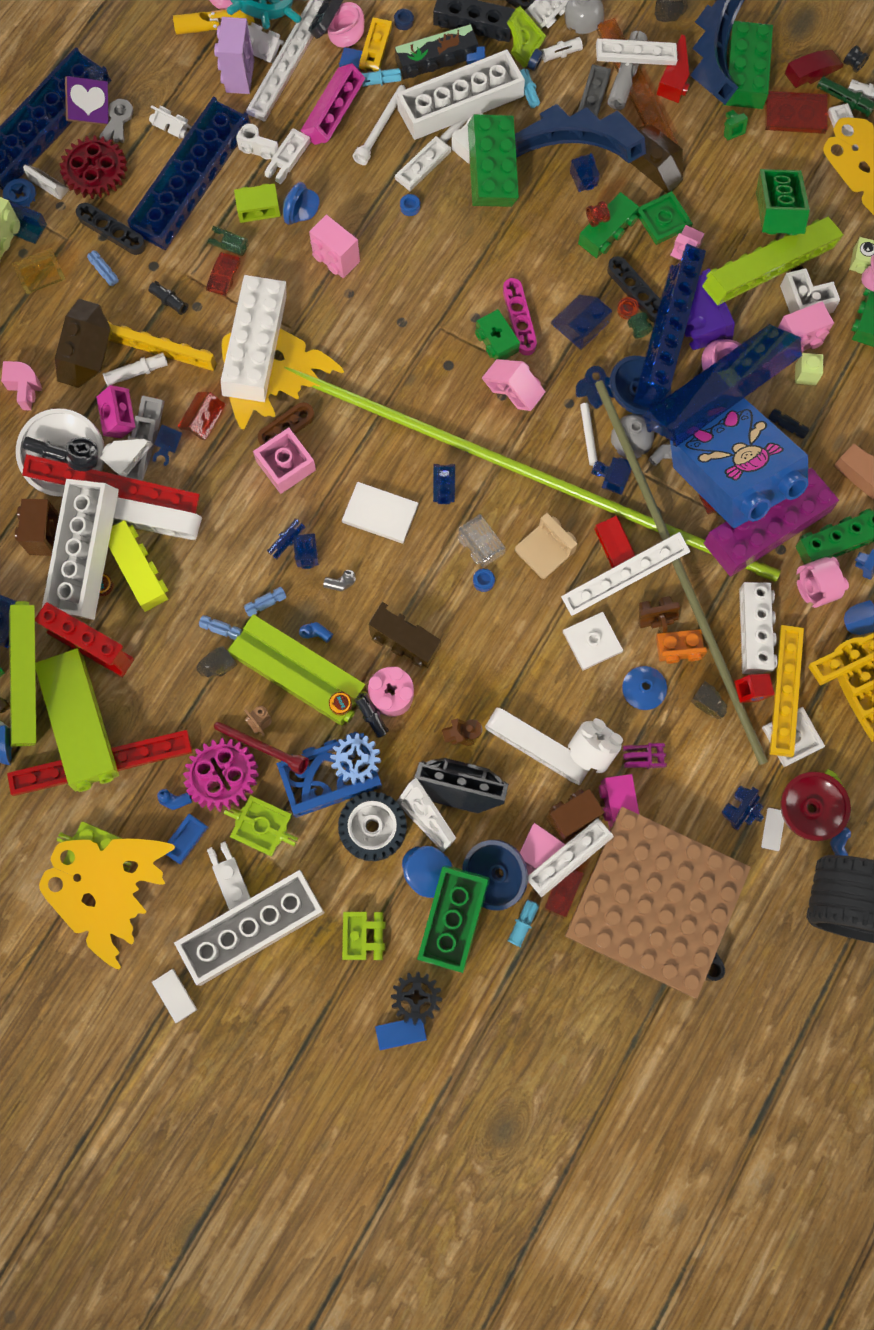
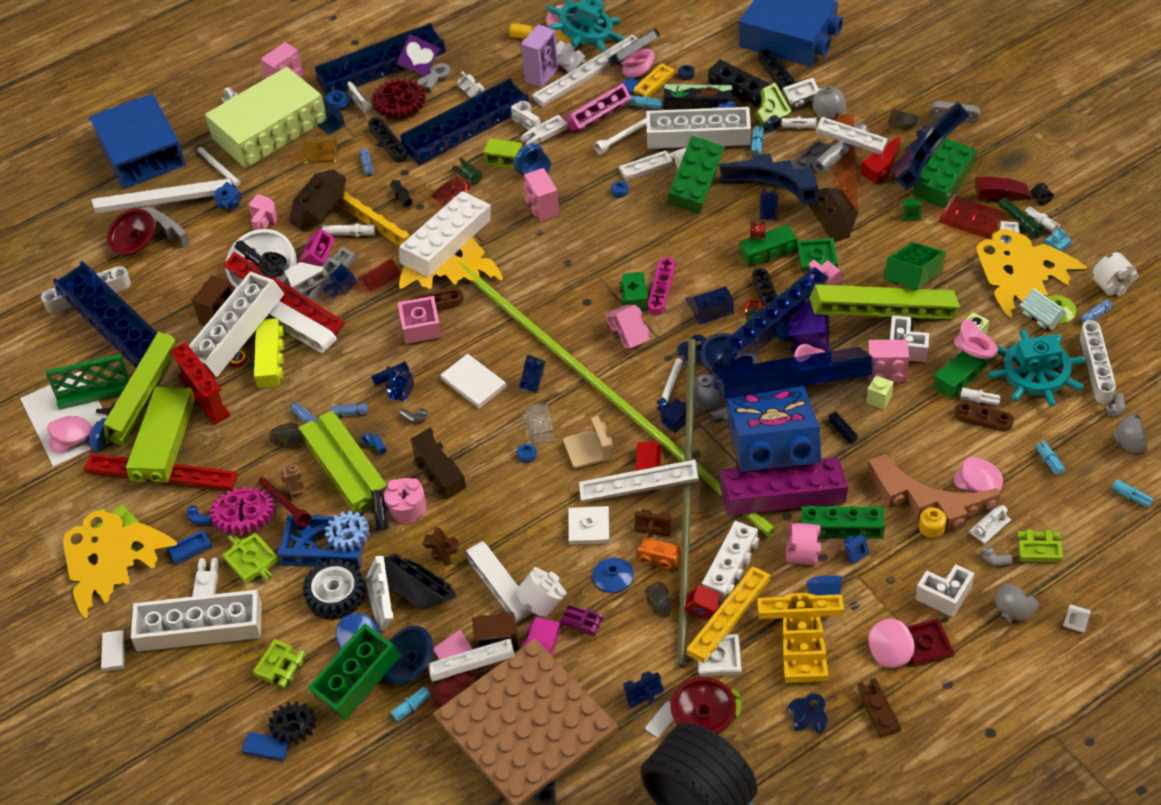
camera: 30 degrees right, 25 degrees down
(340, 703) = (359, 490): clear red tile -> none

